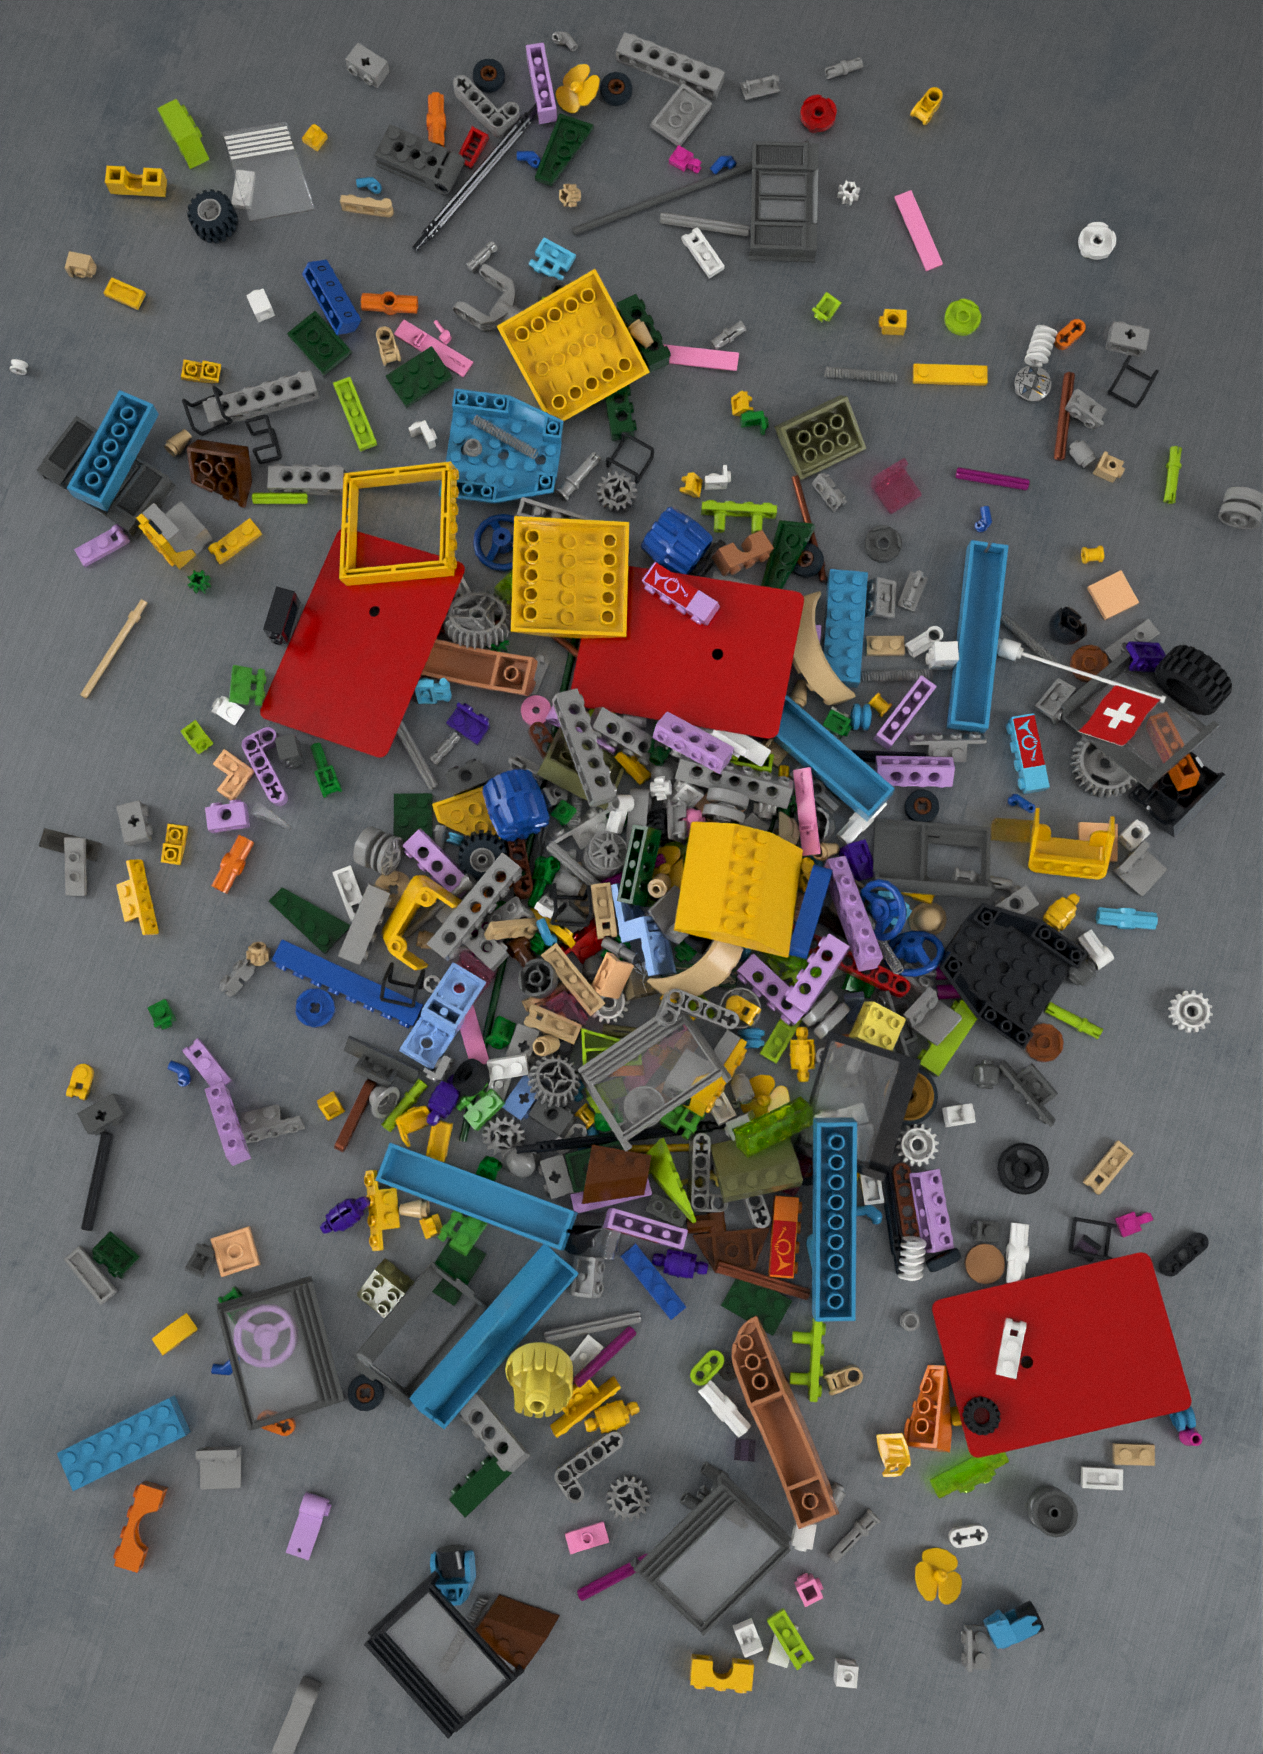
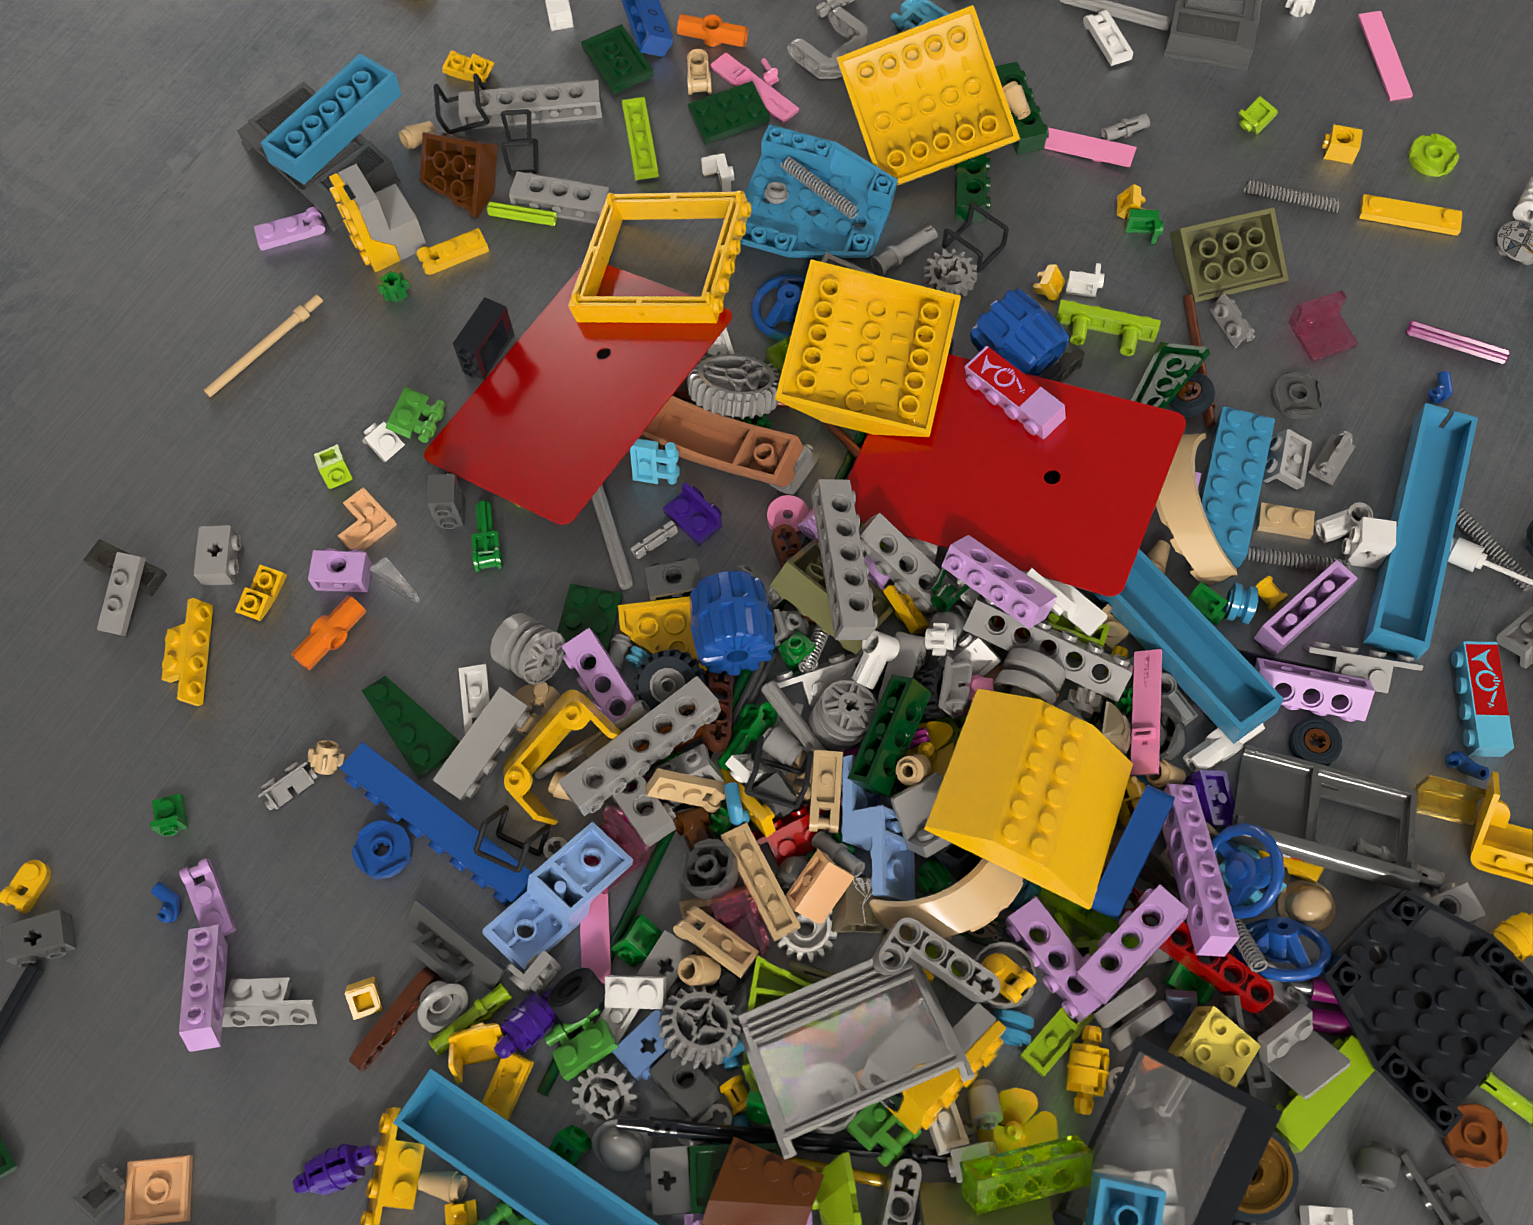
camera: 20 degrees right, 15 degrees down
(18, 367) = (257, 28): white bush -> none
(267, 769) = (410, 521): lavender beam -> none
(731, 560) = (1121, 369): nougat arch -> none

